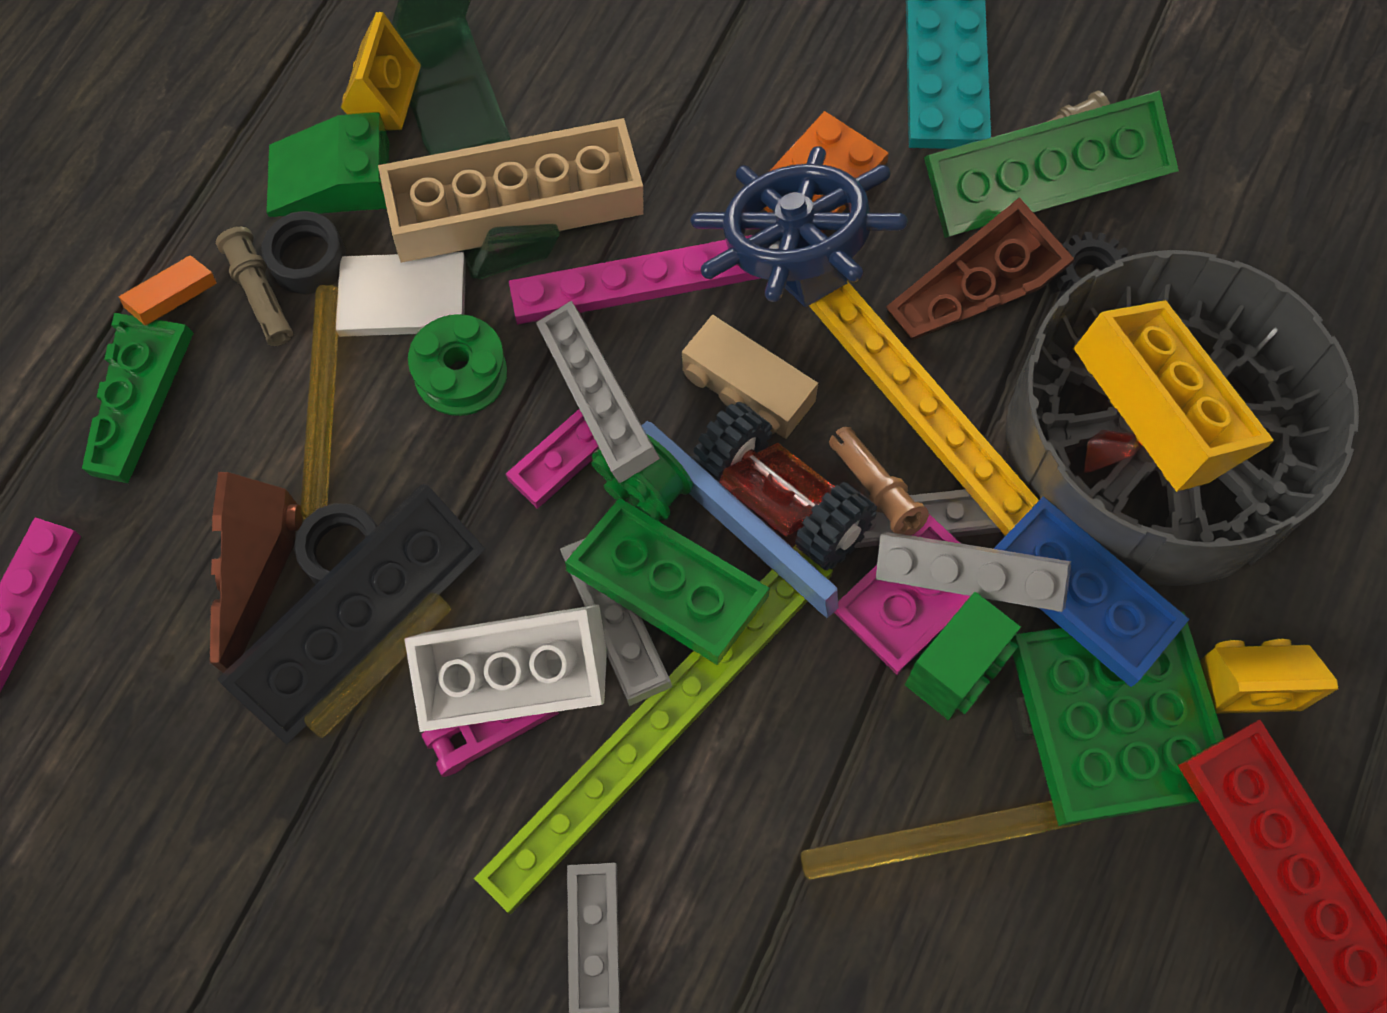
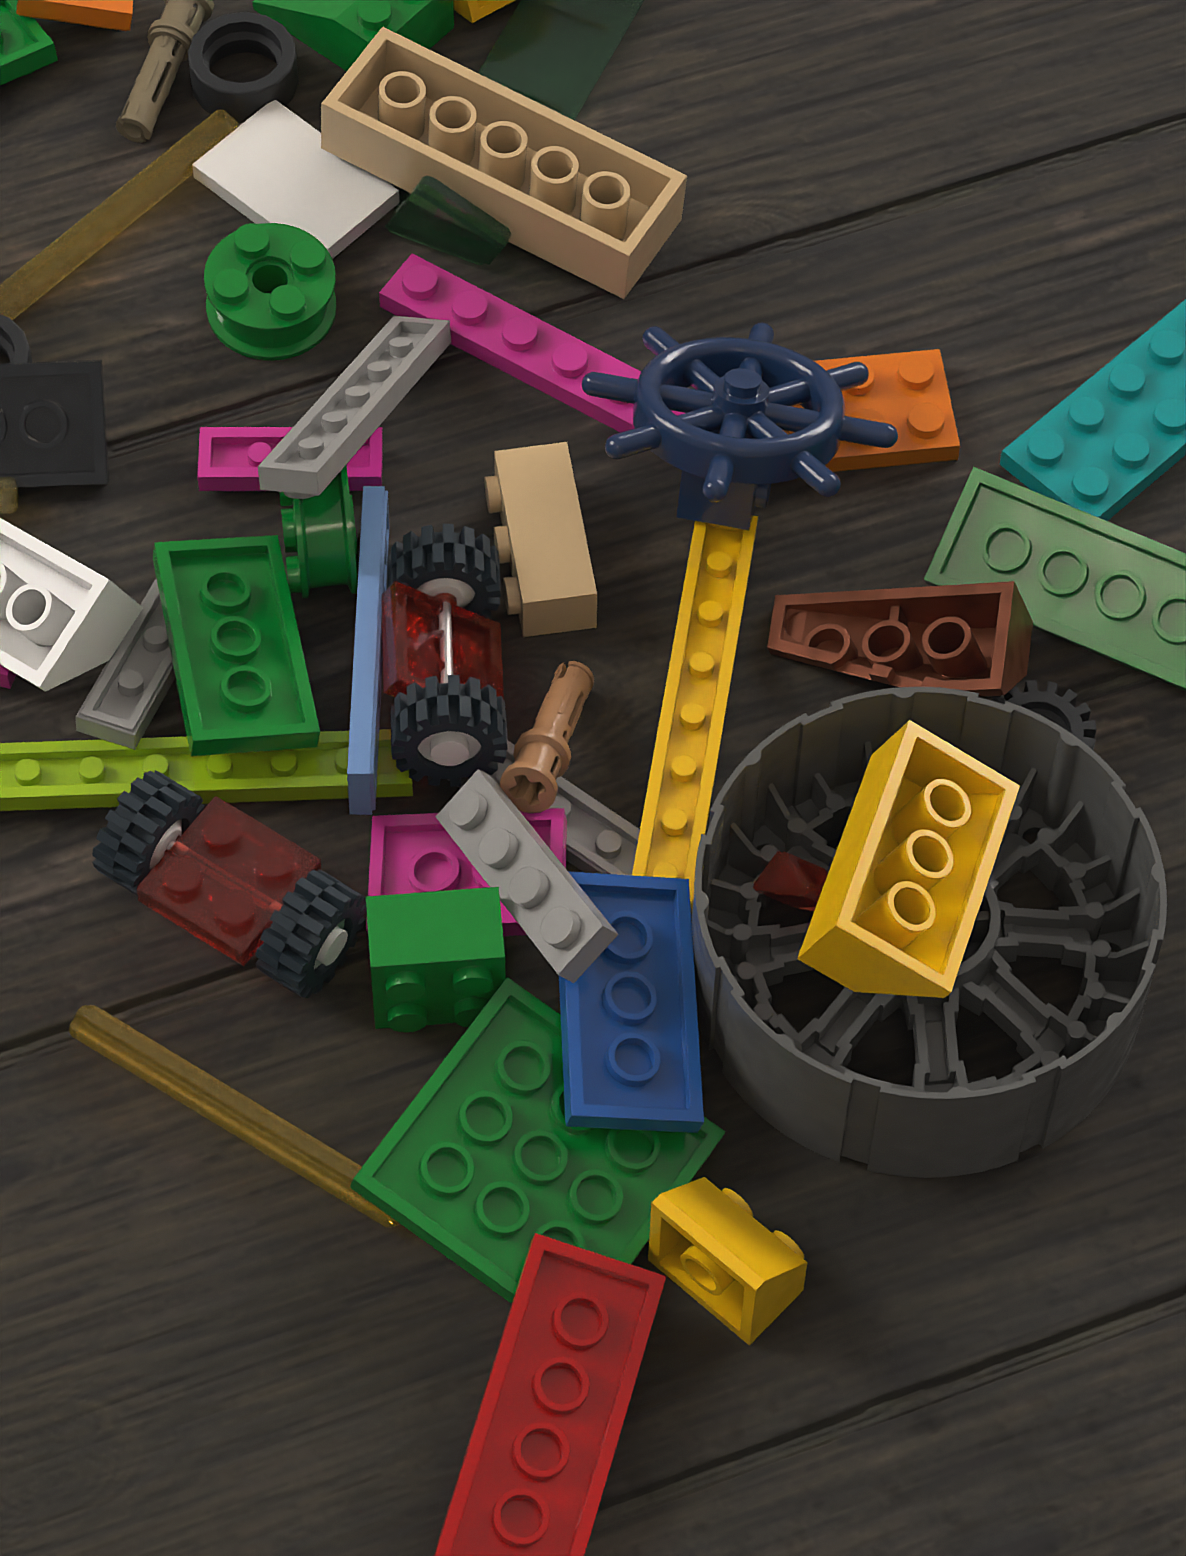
camera: 40 degrees right, 10 degrees down
(812, 715) = (230, 882): none -> plate

